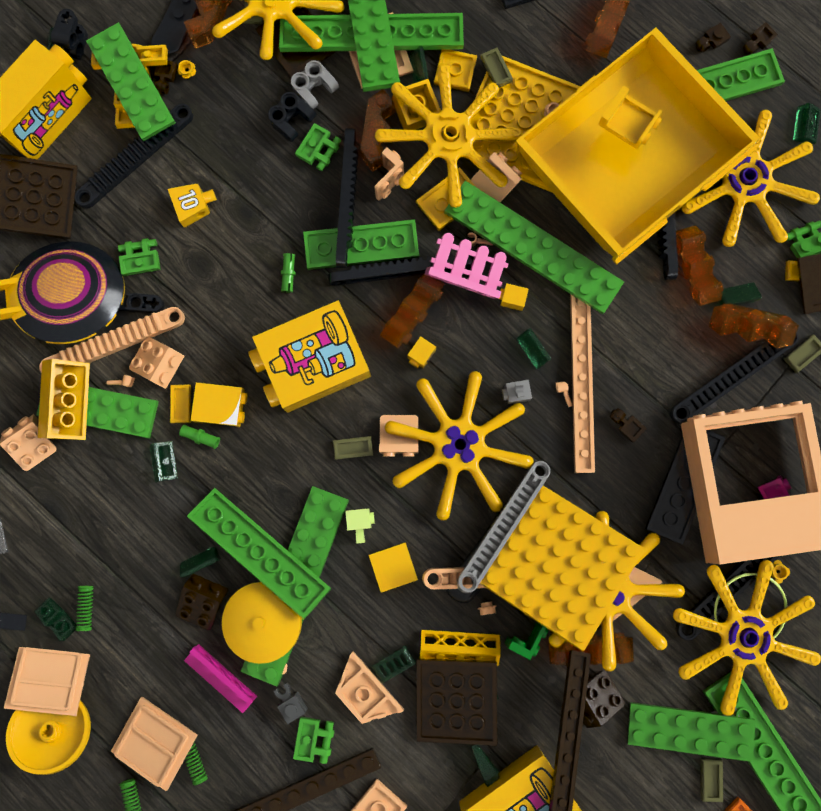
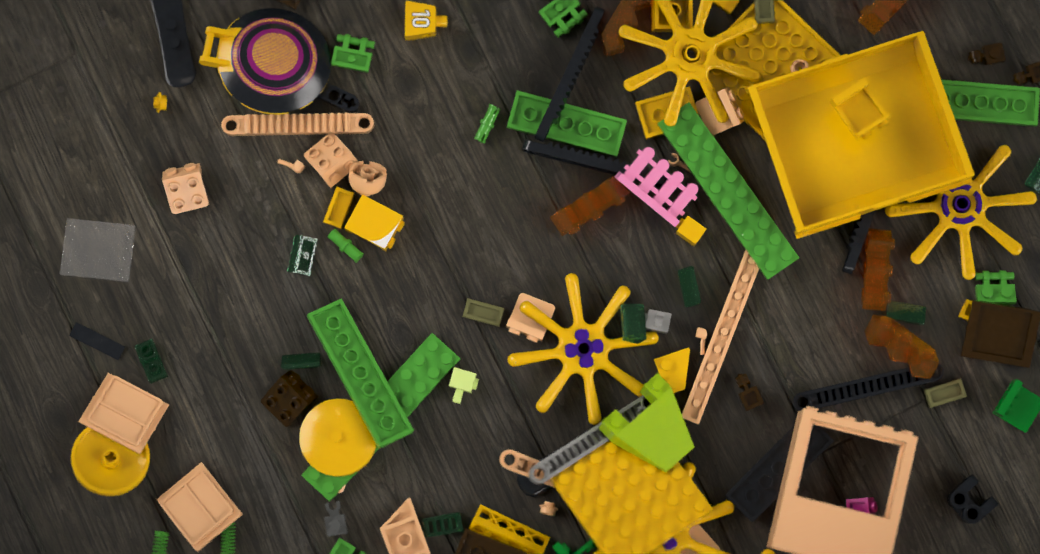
camera: 20 degrees right, 0 degrees up
(63, 400) = (235, 162): yellow slope -> none
(85, 589) = (171, 377): bright green piece -> none
(120, 412) = (260, 181): bright green plate -> none
(195, 366) = (367, 178): none -> light nougat cylinder
(220, 678) = (280, 474): dark pink fence -> none
(309, 358) = (476, 213): brick -> none
(393, 567) = (477, 437): yellow tile -> none
(395, 166) = (628, 60): light nougat bracket -> none
(421, 353) = (582, 249): yellow brick -> none
(496, 402) = (633, 323): none -> clear green slope
(550, 432) = (674, 368): none -> yellow wing
(563, 498) = (655, 434): none -> lime wedge

